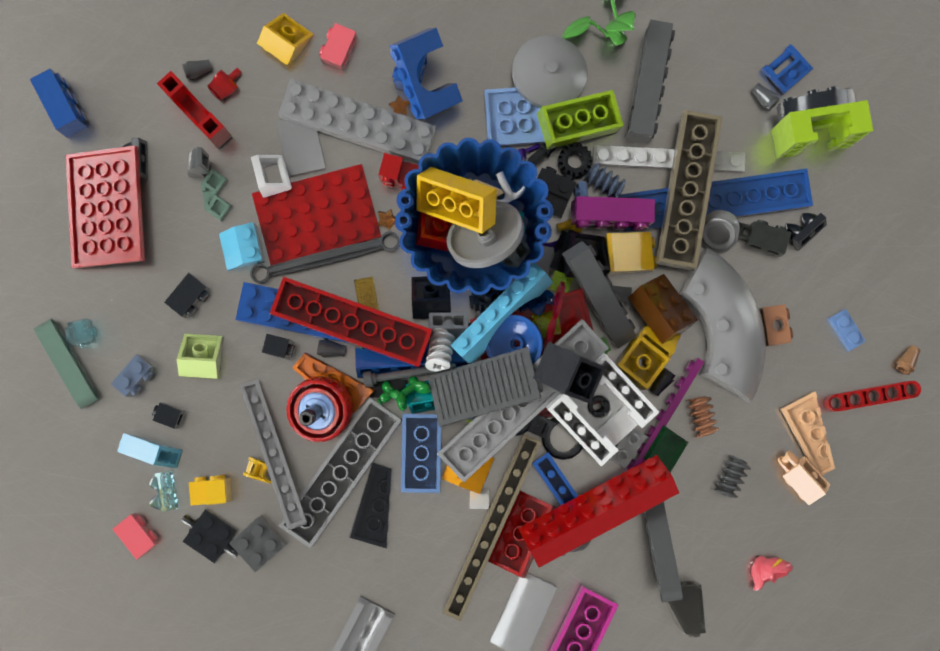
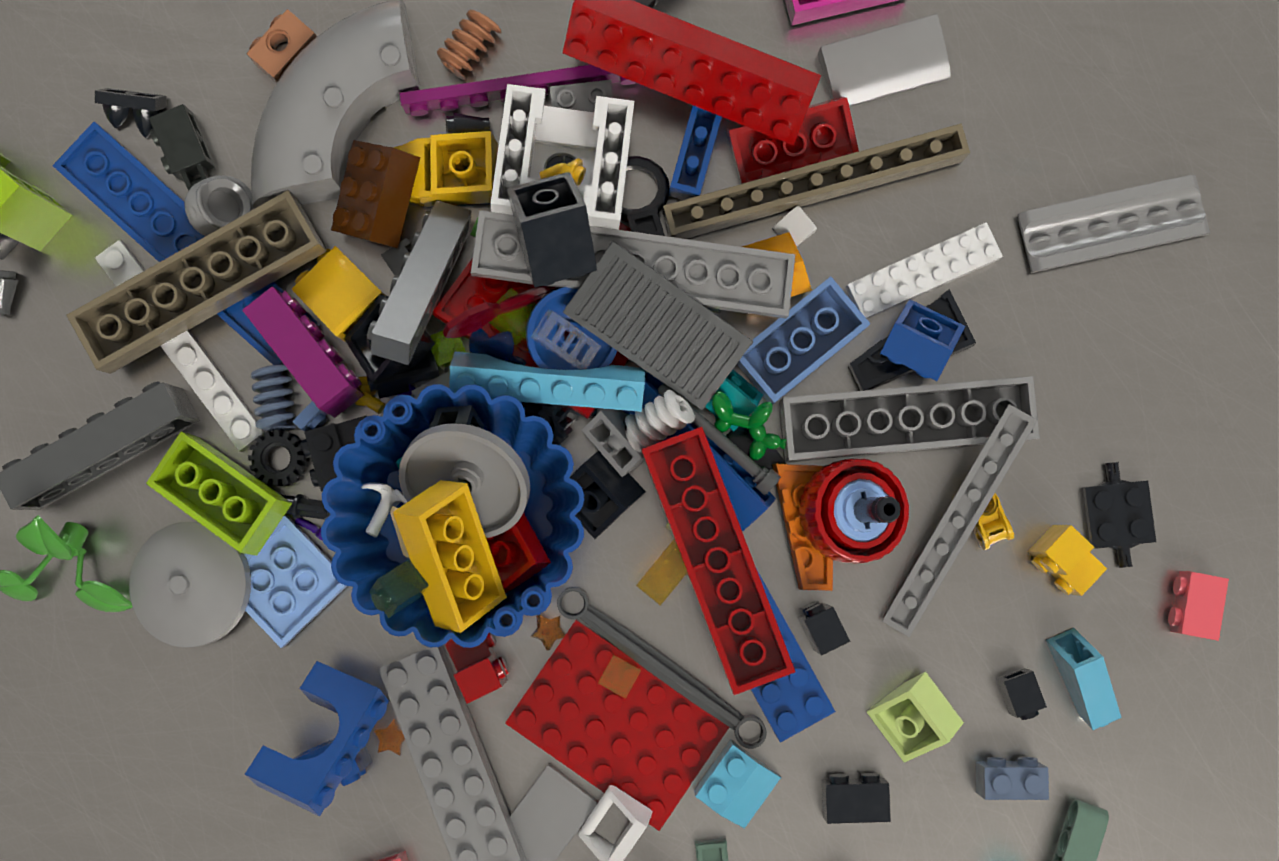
camera: 125 degrees left, 0 degrees up
(165, 486) = (1120, 608): clear light blue tile -> none
(258, 543) = (1078, 447): dark grey brick -> none
(330, 349) = (768, 562): dark grey cone -> none
(337, 233) = (619, 676): none -> tile
(372, 511) = (922, 340): none -> blue slope
(405, 543) = (924, 271): none -> white piece
(460, 163) = (398, 588): none -> clear green brick
(527, 333) = (544, 328): none -> clear slope
(592, 408) = (574, 167): none -> yellow plate
(667, 447) = (543, 55): dark green piece -> none

